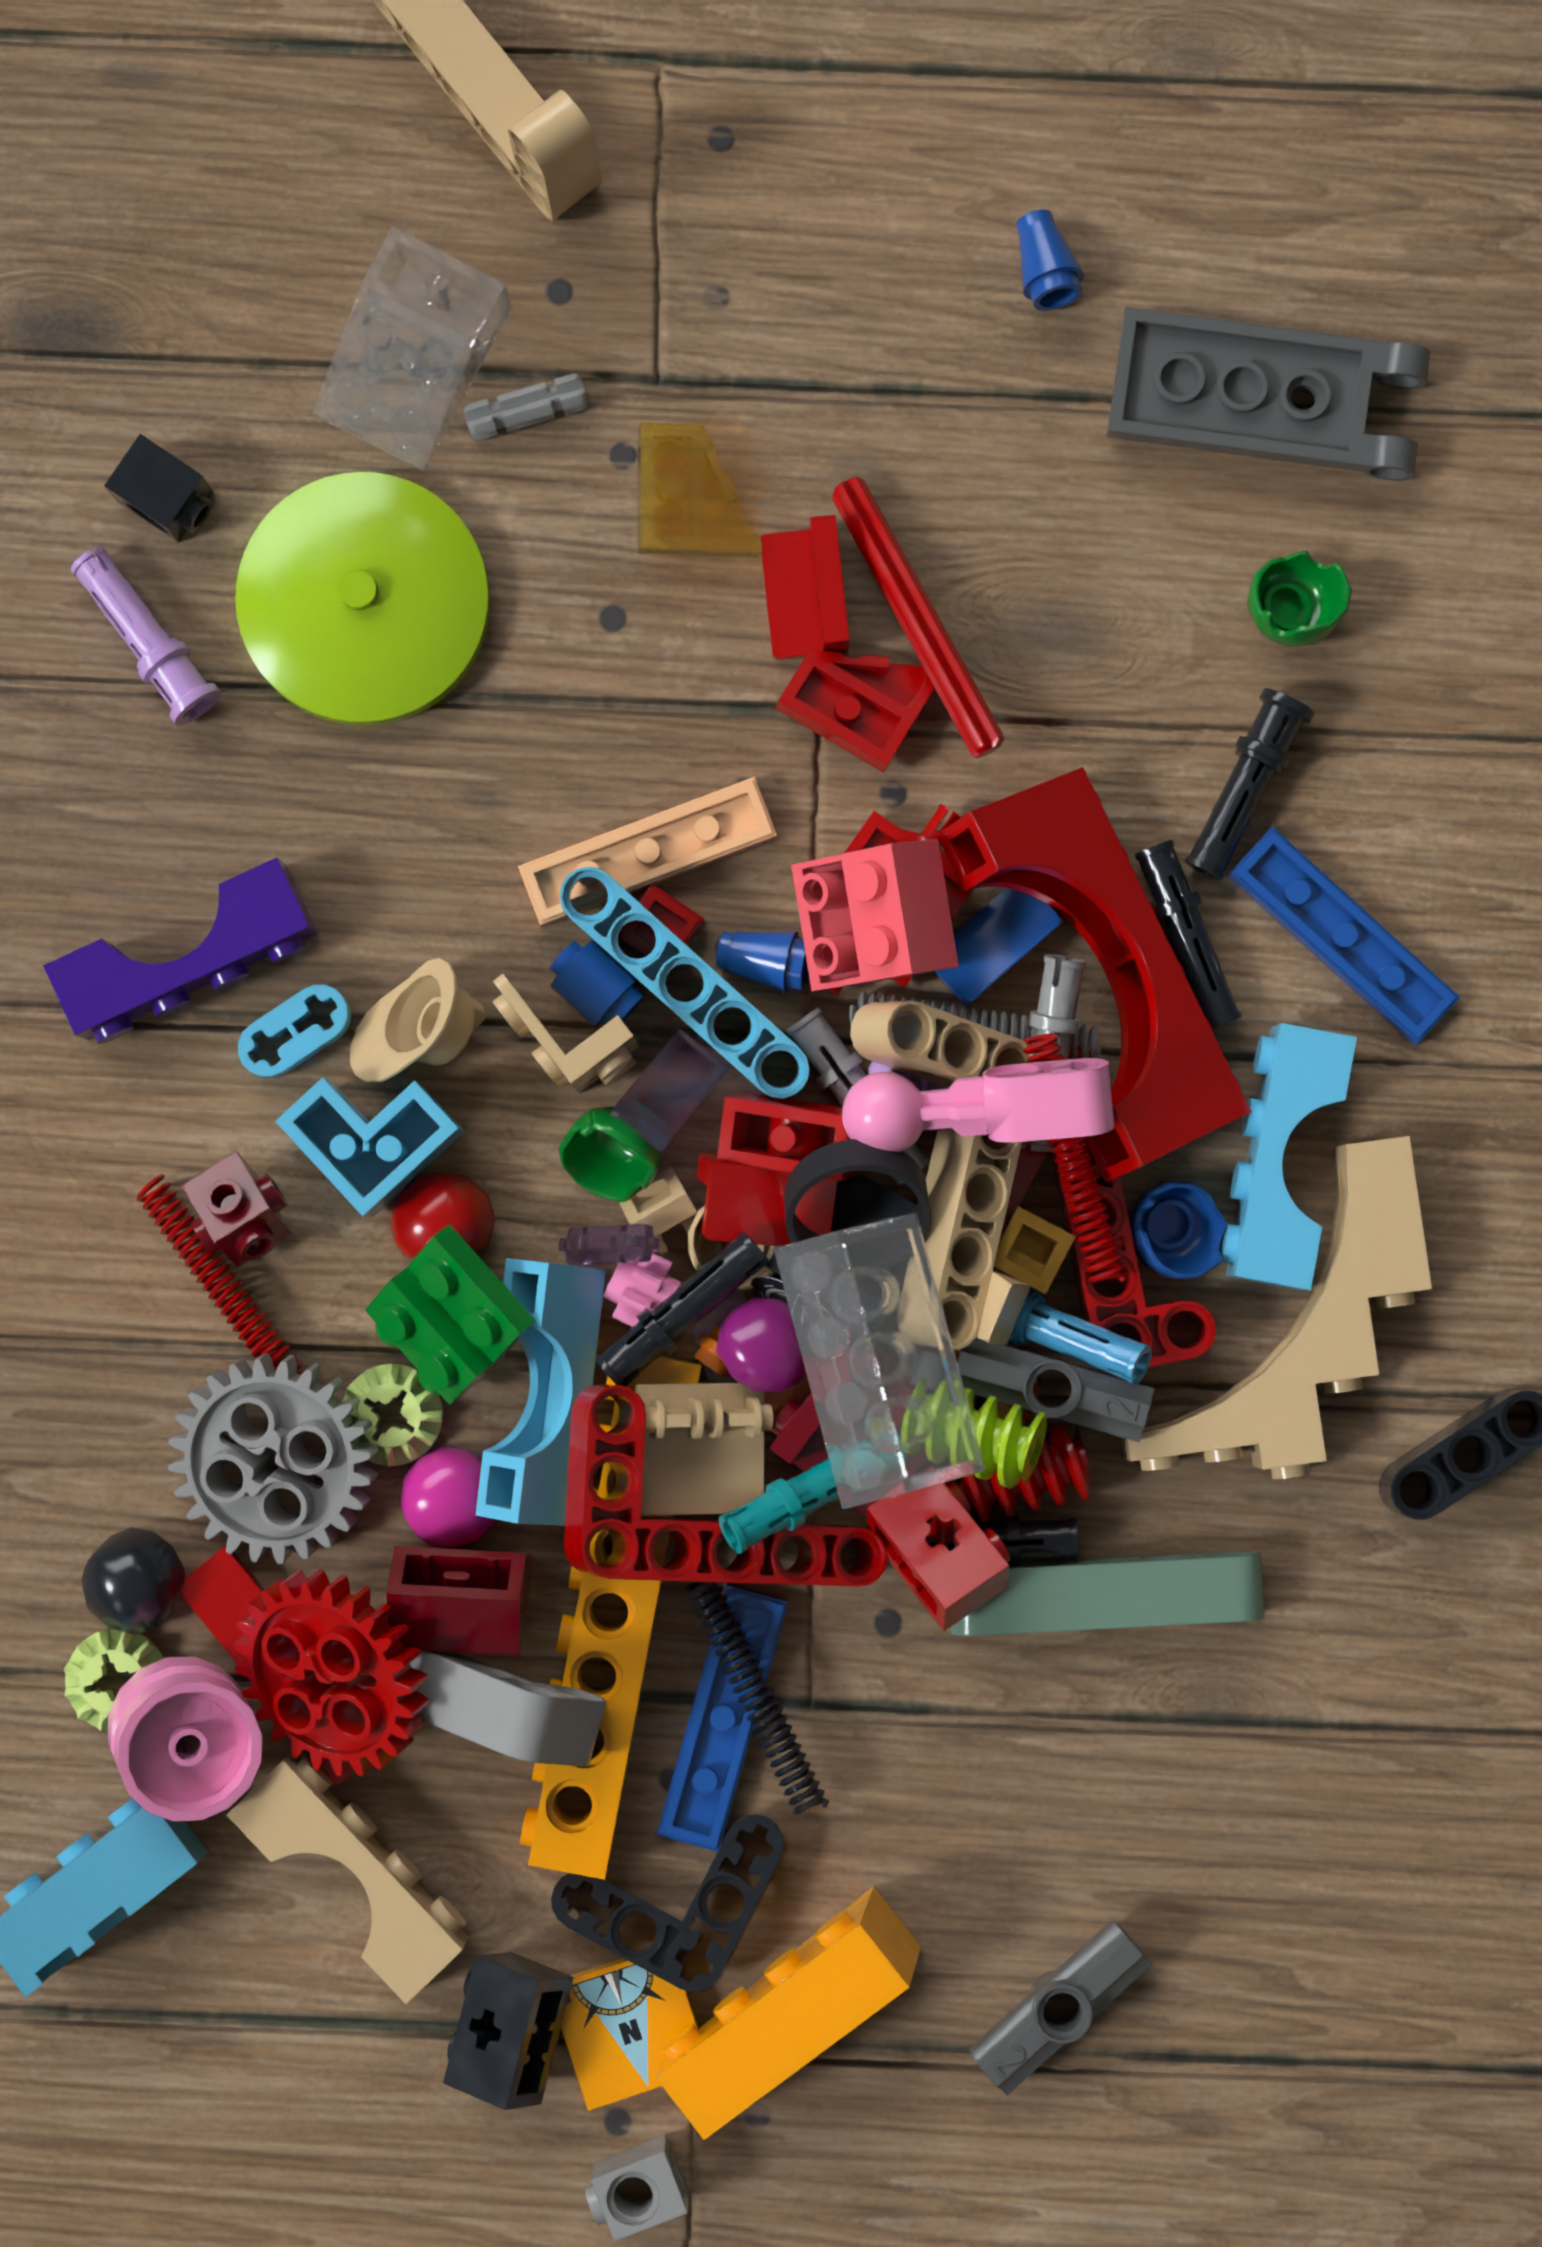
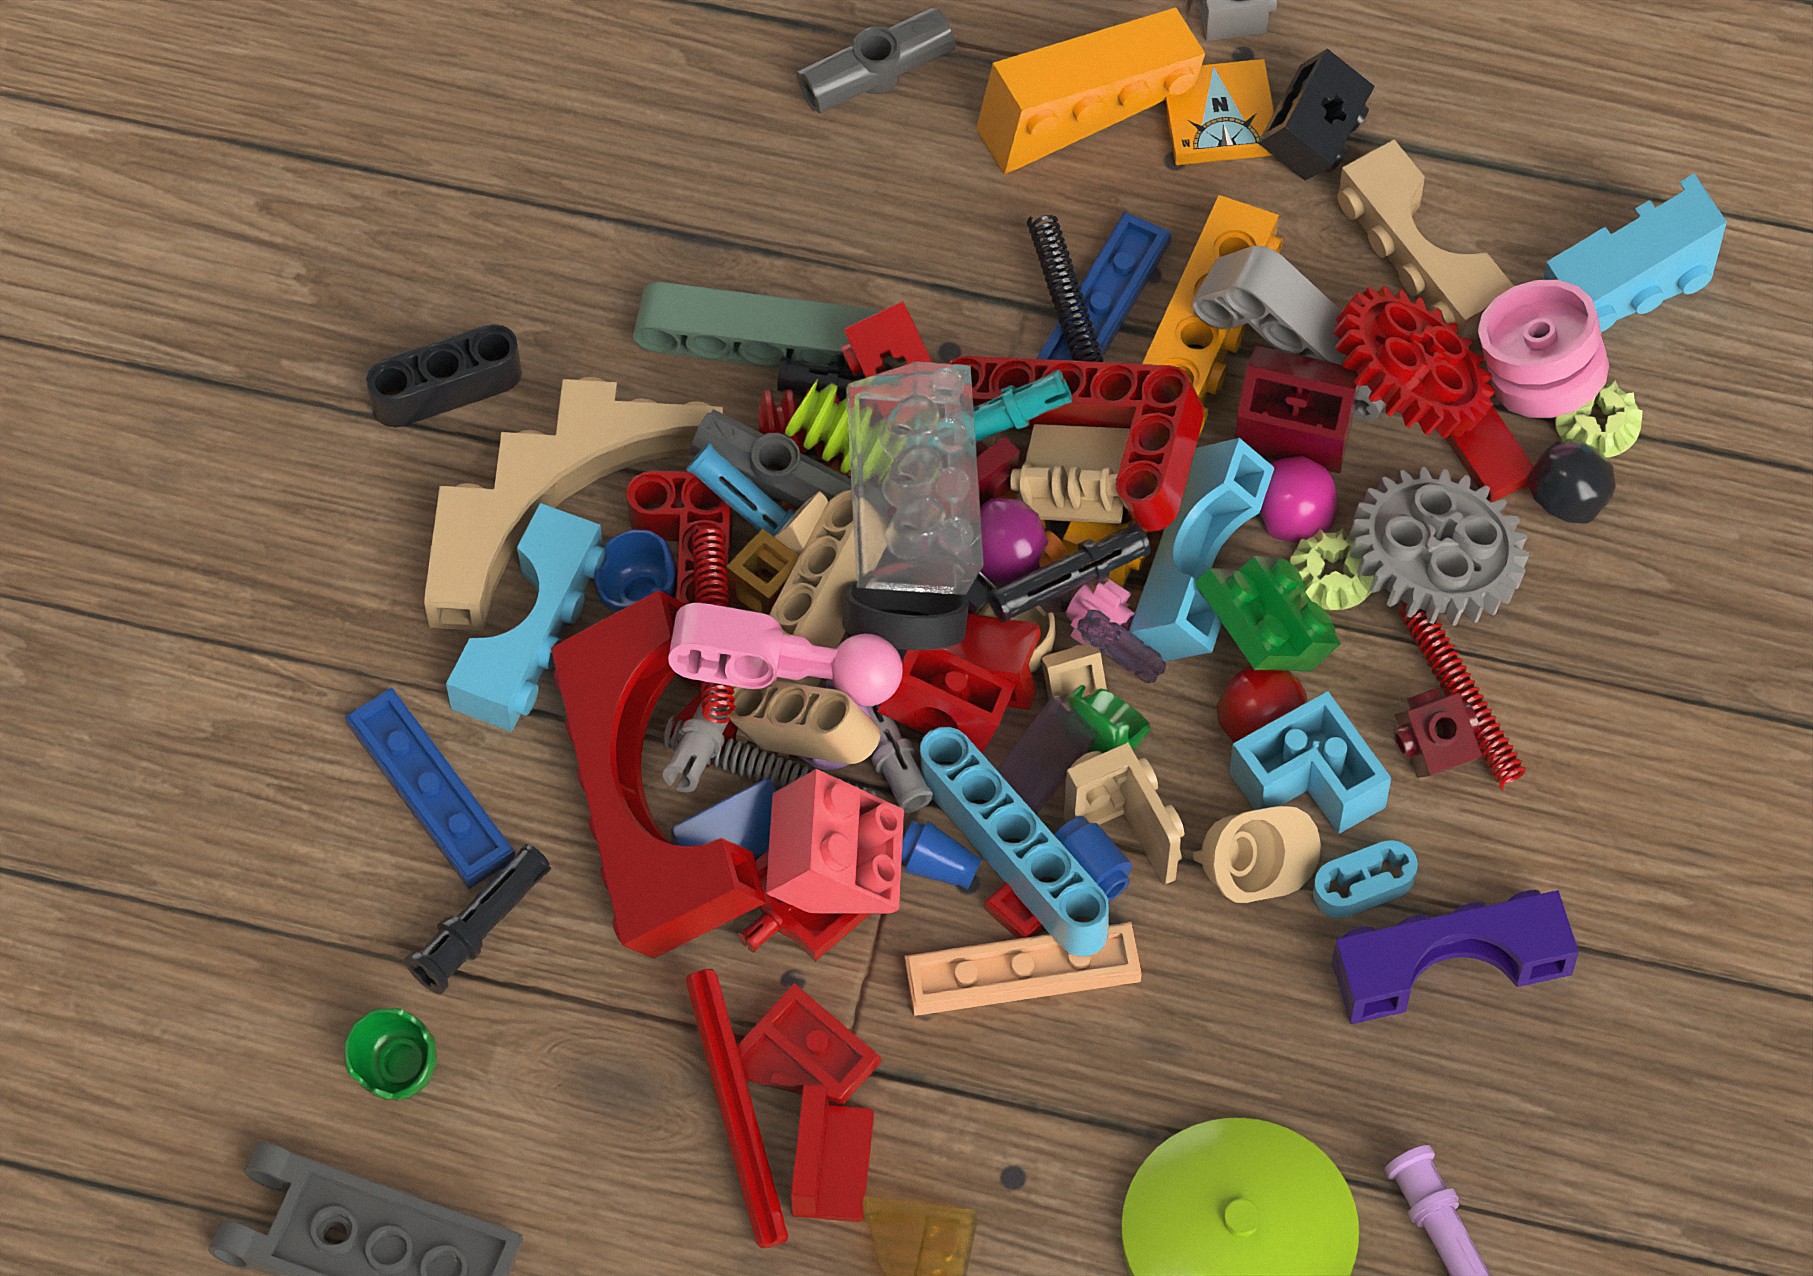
camera: 165 degrees left, 25 degrees down
(673, 1933) = (1169, 158): black beam -> none
(1187, 931) = (573, 857): black pin -> none

